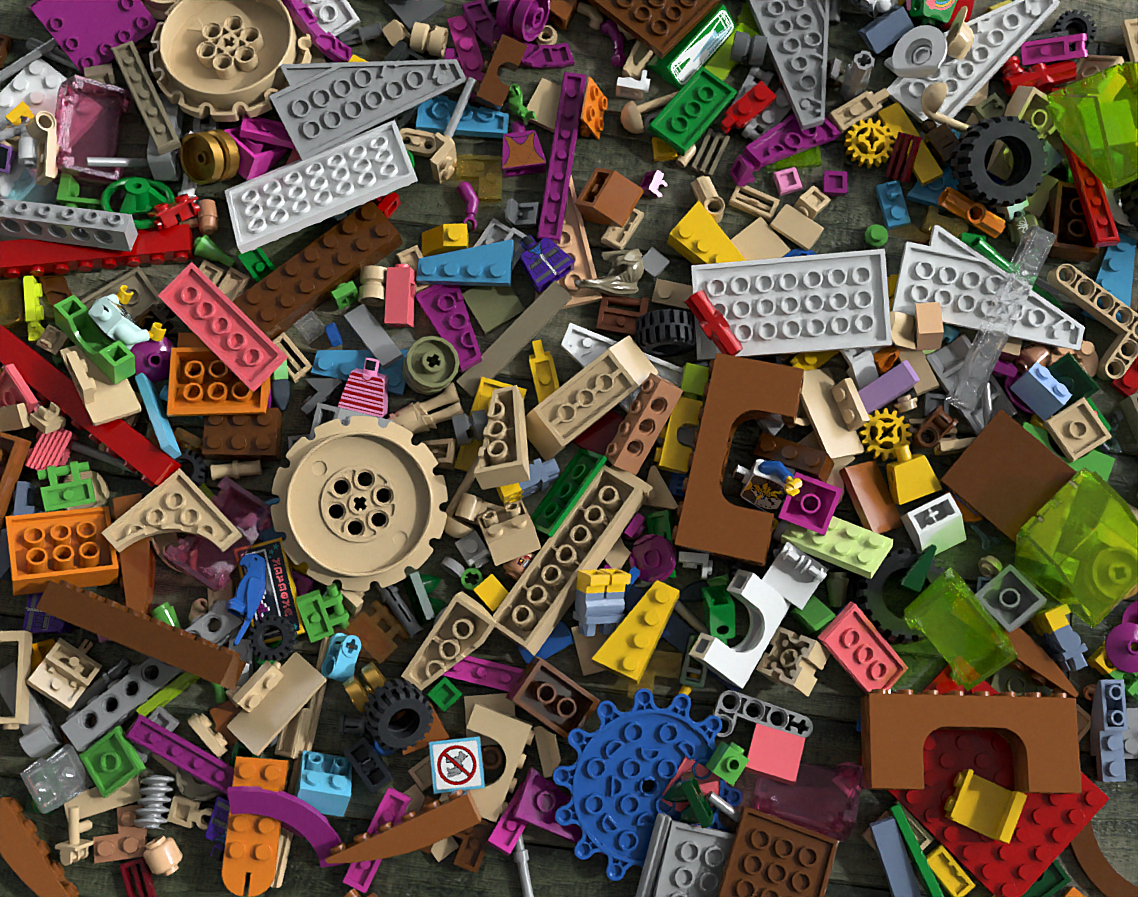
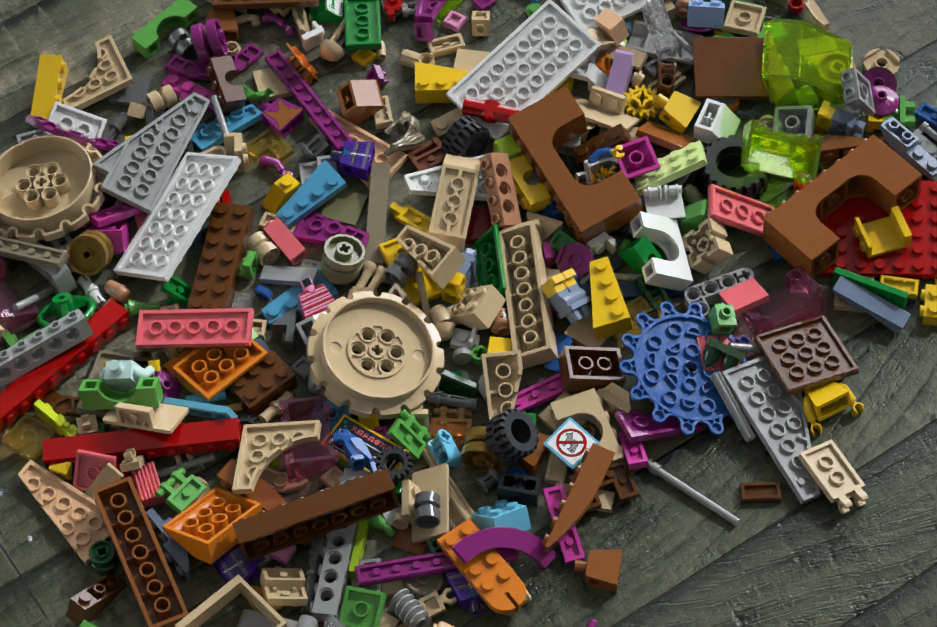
camera: 35 degrees left, 20 degrees down
(166, 213) = (97, 298): red hinge -> none
(201, 726) = (397, 551): tan plate -> none
(255, 717) = (427, 509): none -> dark grey wheel
(654, 263) = (421, 115): light grey tile -> none
(717, 137) = (390, 28): dark tan tile -> none
(797, 227) = (484, 37): tan slope -> none
(915, 576) = (730, 144): dark green slope -> none
(952, 446) = (685, 80): tan tile -> none
(1004, 368) = (675, 17): magenta plate -> none
(1109, 626) = (857, 91): none -> light grey plate

